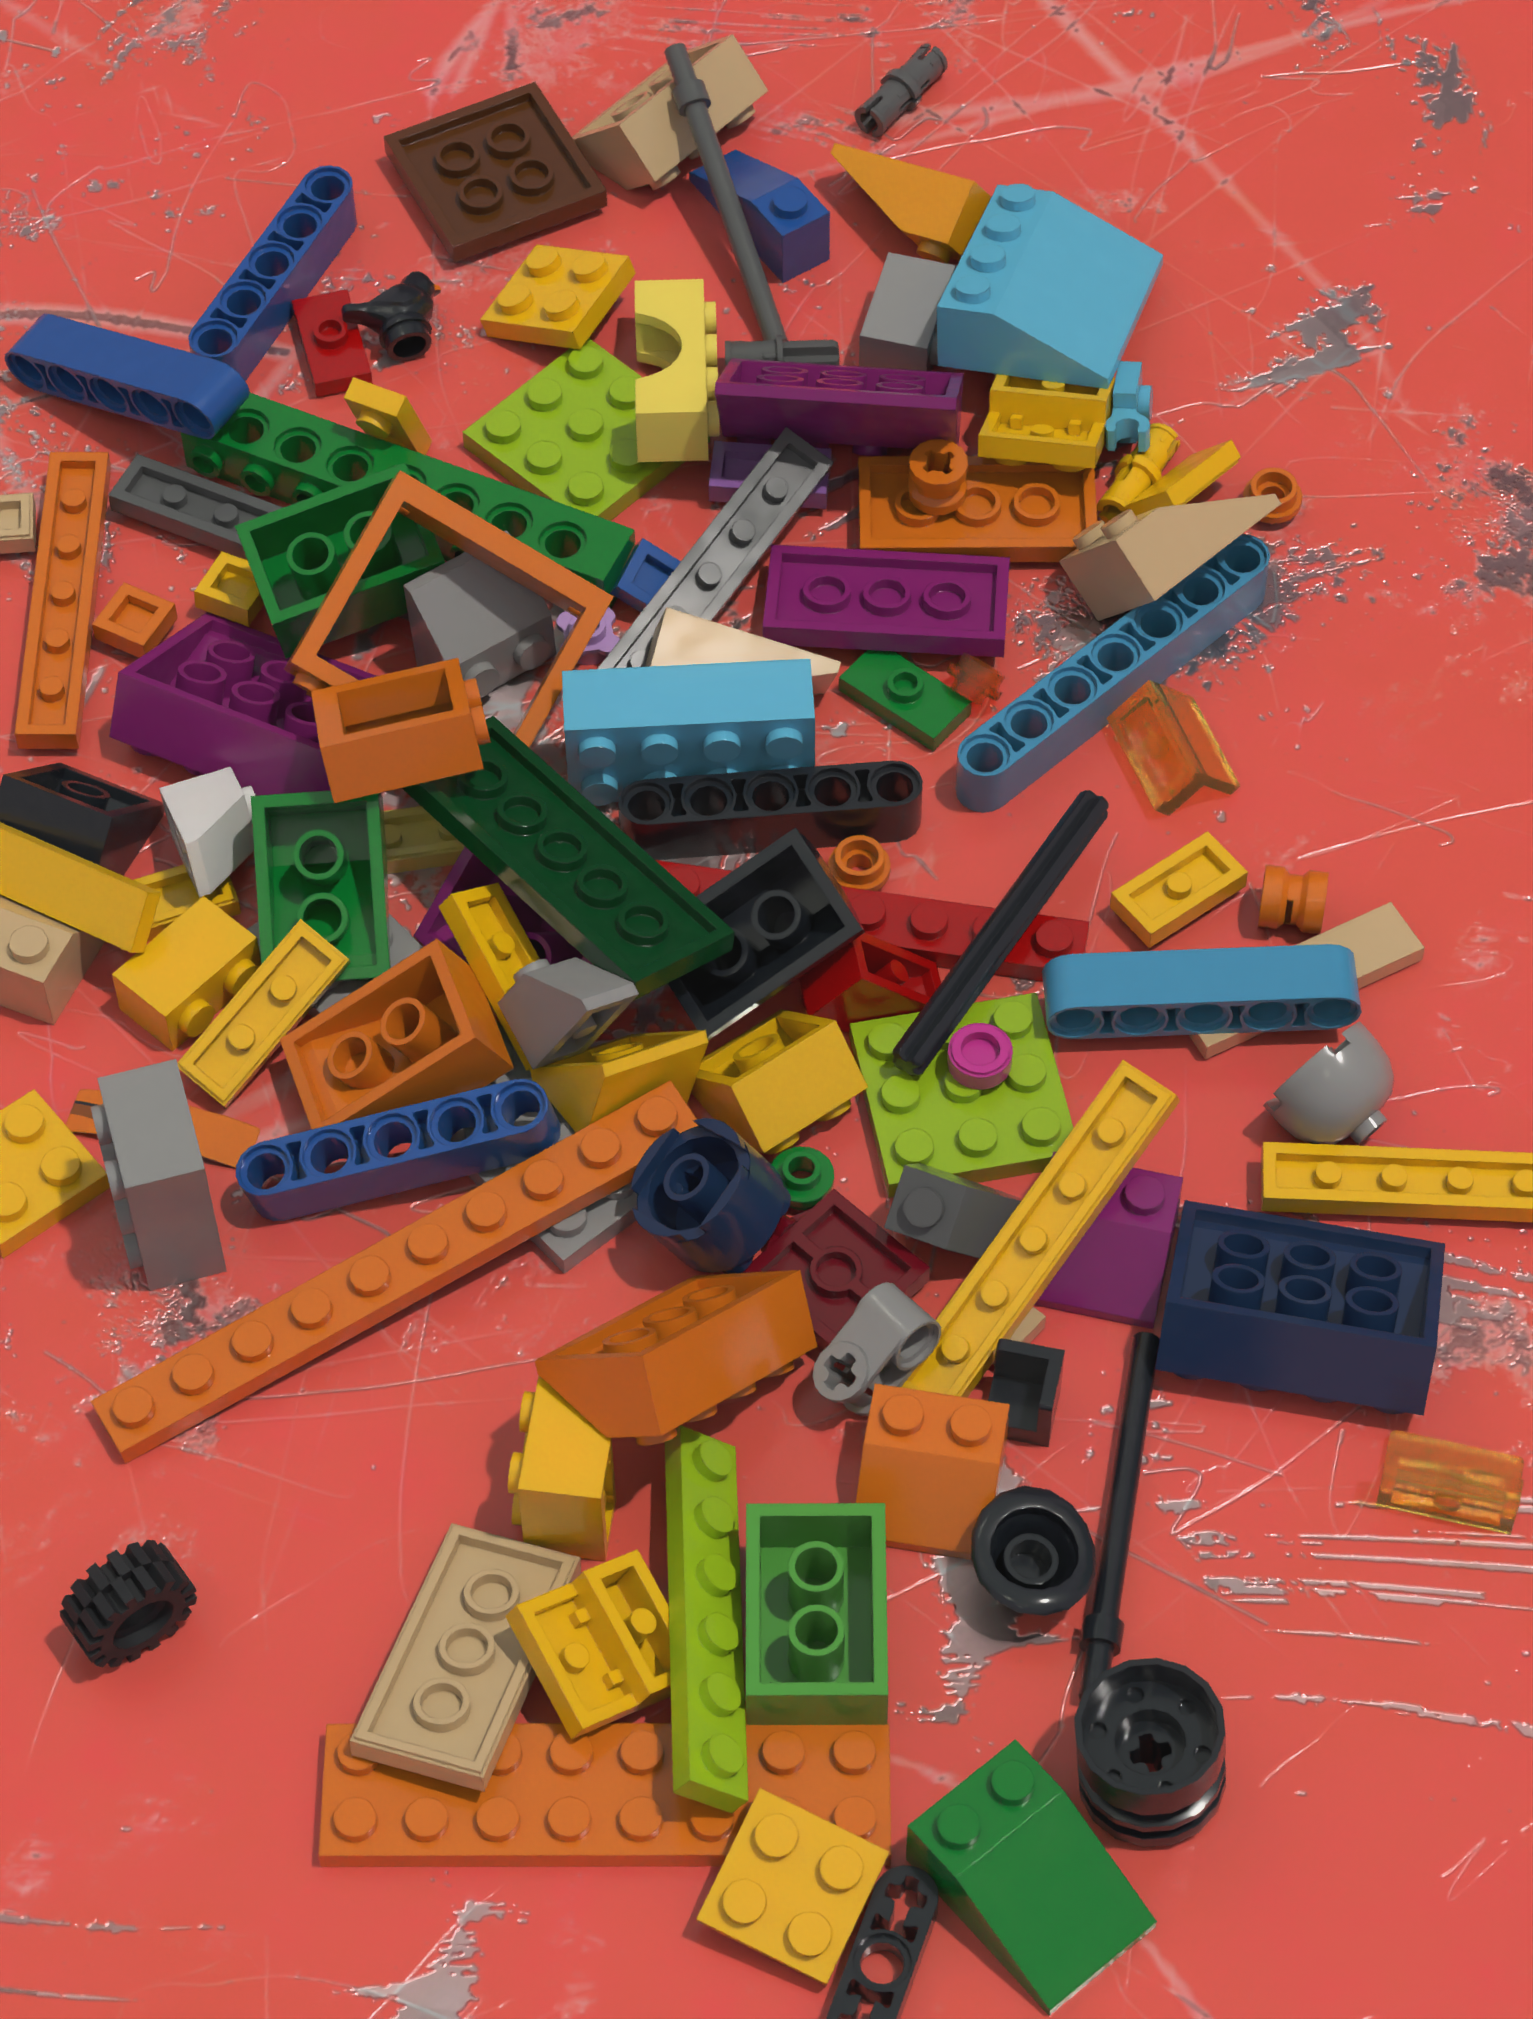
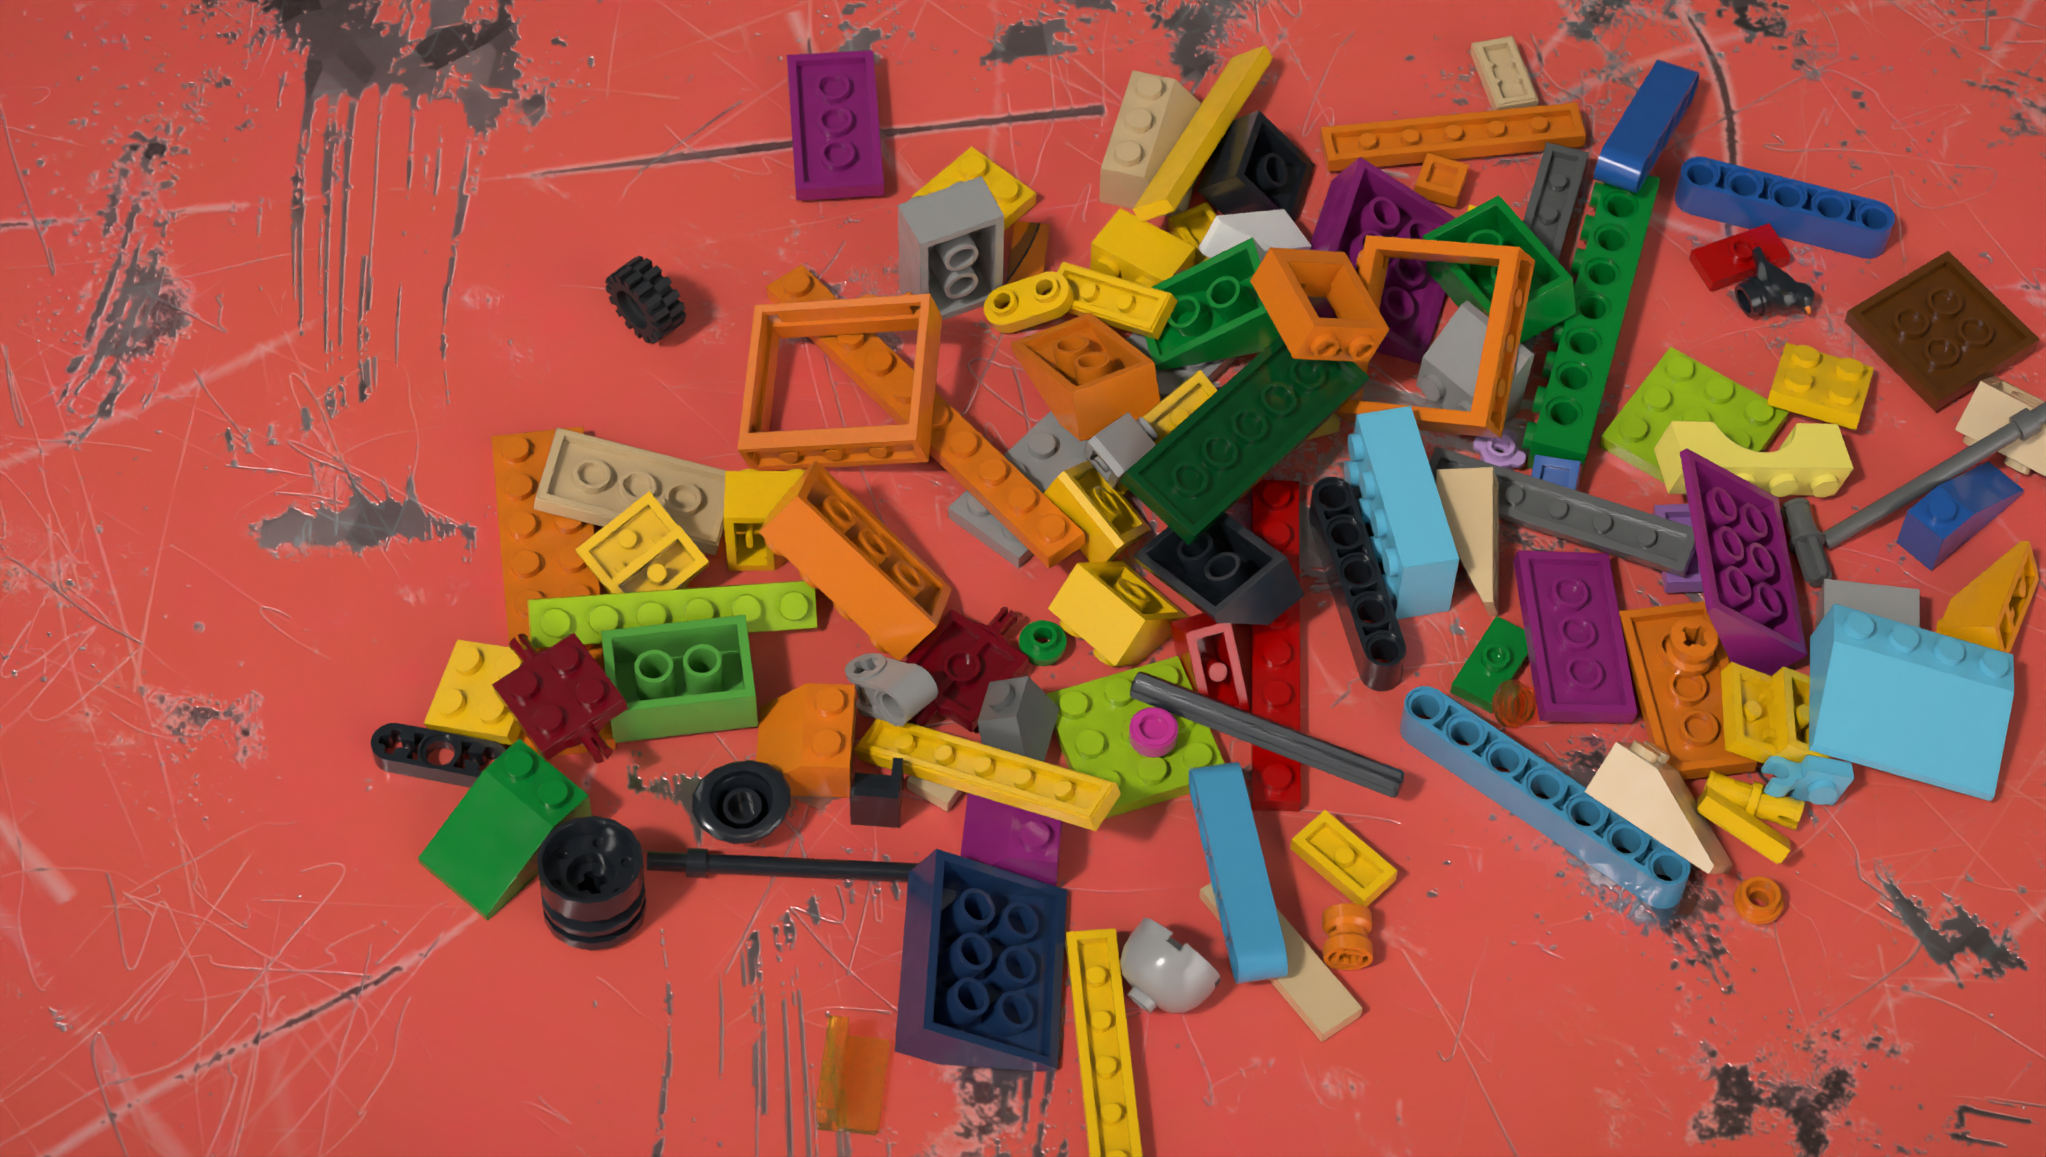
camera: 80 degrees right, 0 degrees up
(231, 1114) = (1027, 303): none -> yellow plate
(248, 1293) = (845, 445): none -> orange window
(370, 1139) = (1009, 391): blue beam -> none
(387, 416) = (1650, 287): yellow plate -> none
(709, 1196) = (993, 570): dark blue brick -> none
(857, 1755) = (560, 697): none -> dark red plate
(860, 852) = (1323, 638): orange plate -> none
(1170, 746) = (1483, 849): panel -> none

